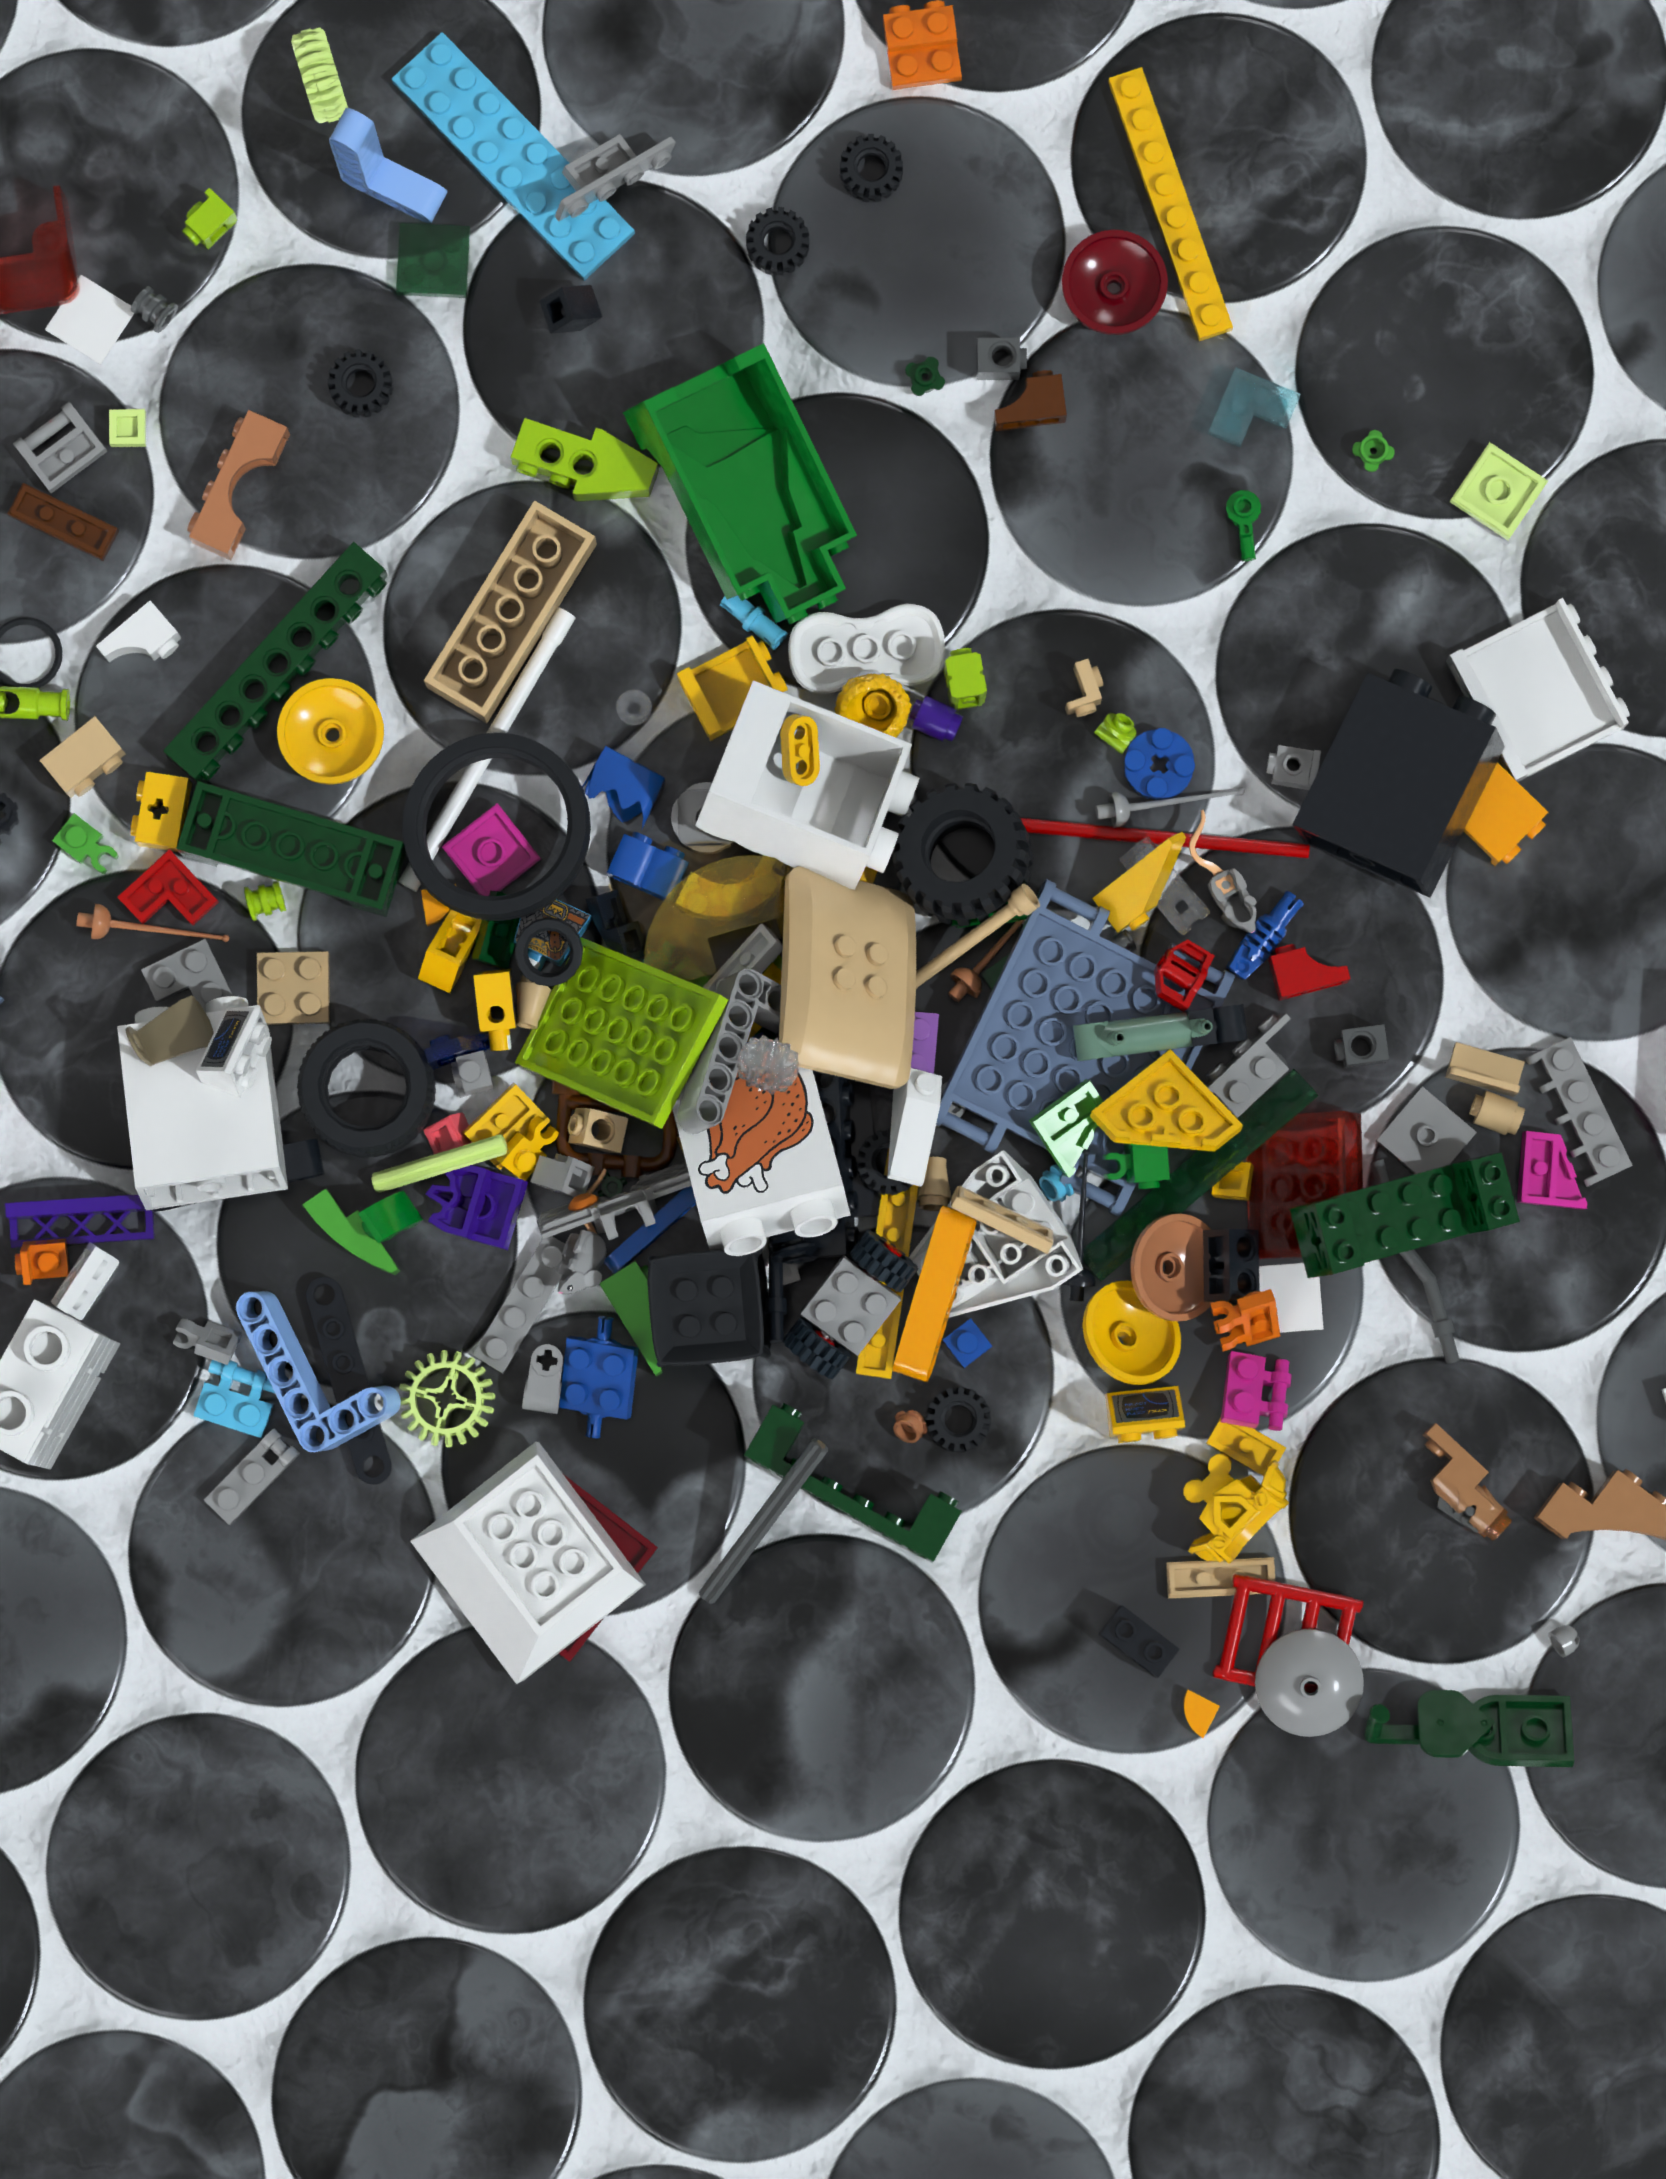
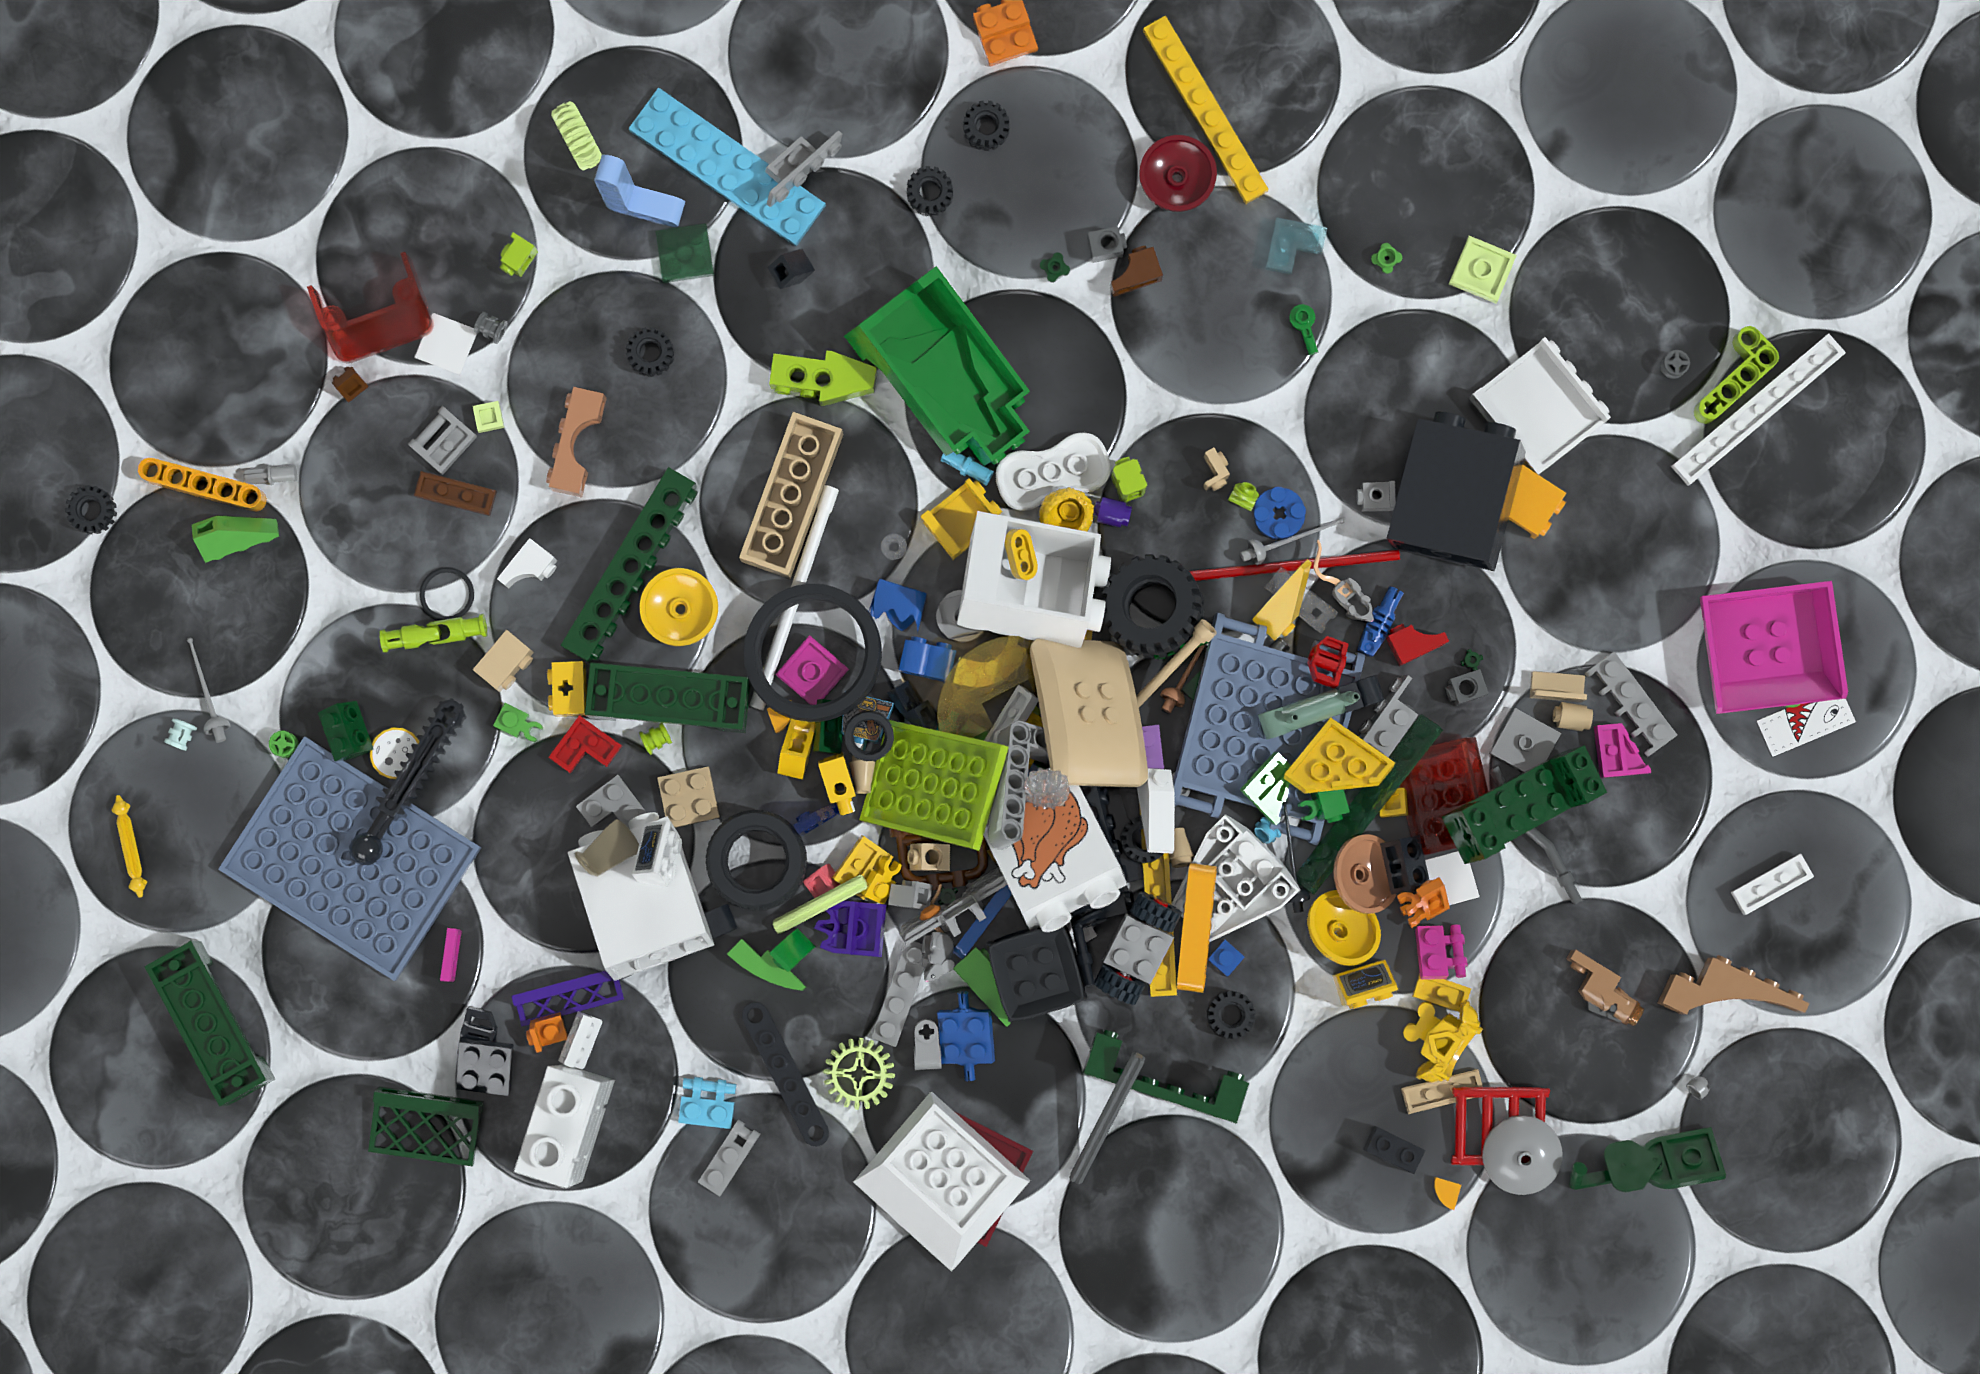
camera: 10 degrees left, 0 degrees up
(101, 923) = (541, 777): nougat sword -> none
(211, 1341) = (680, 1066): light grey plate -> none
(305, 1382) = (754, 1082): light blue beam -> none
(472, 1074) = (830, 834): light grey brick -> none
(909, 1426) = (1197, 1026): nougat plate -> none
(1002, 1219) = (1235, 864): tan tile -> none
(1377, 1011) = (1471, 660): none -> dark green piece

